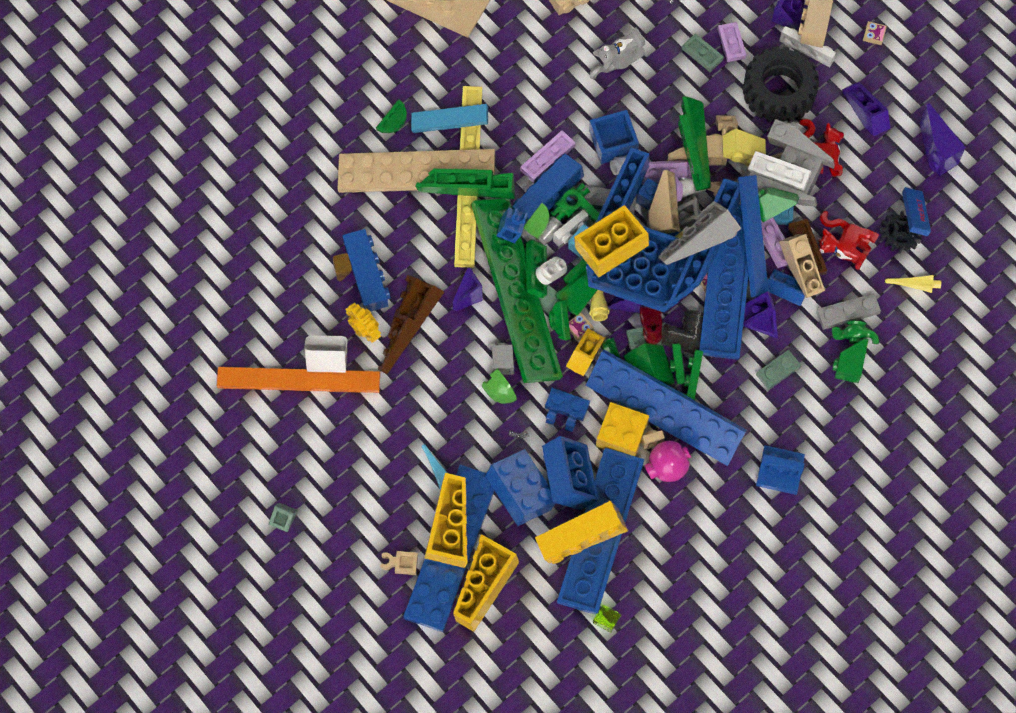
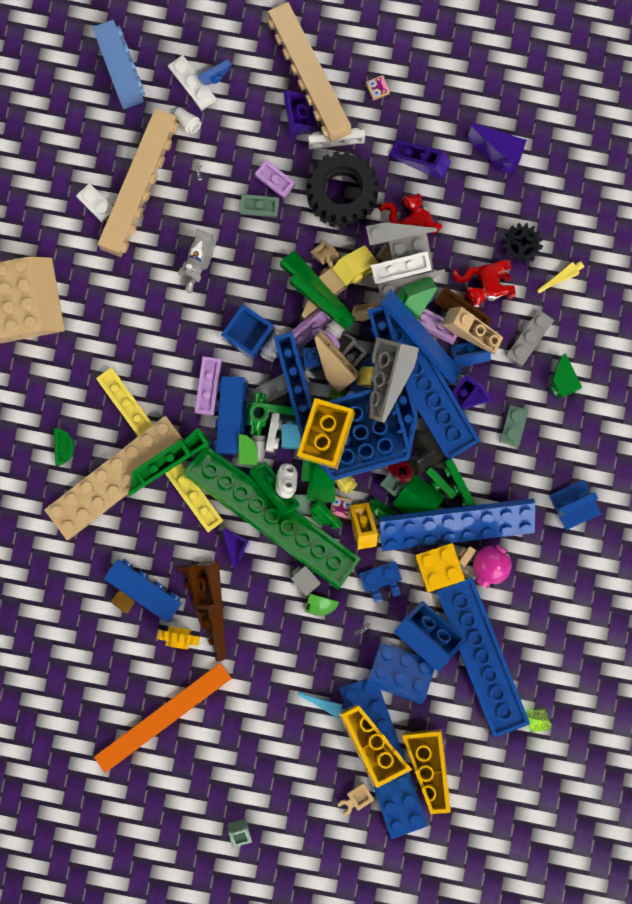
camera: 40 degrees left, 15 degrees up
(326, 353) = (168, 678): white piece -> none
(449, 118) = (108, 414): dark azure tile -> none
(511, 225) = (228, 468): blue brick -> none
(581, 533) = (476, 676): yellow wedge -> none
(855, 333) = (549, 353): green piece -> none
(916, 211) = (523, 219): blue tile -> none

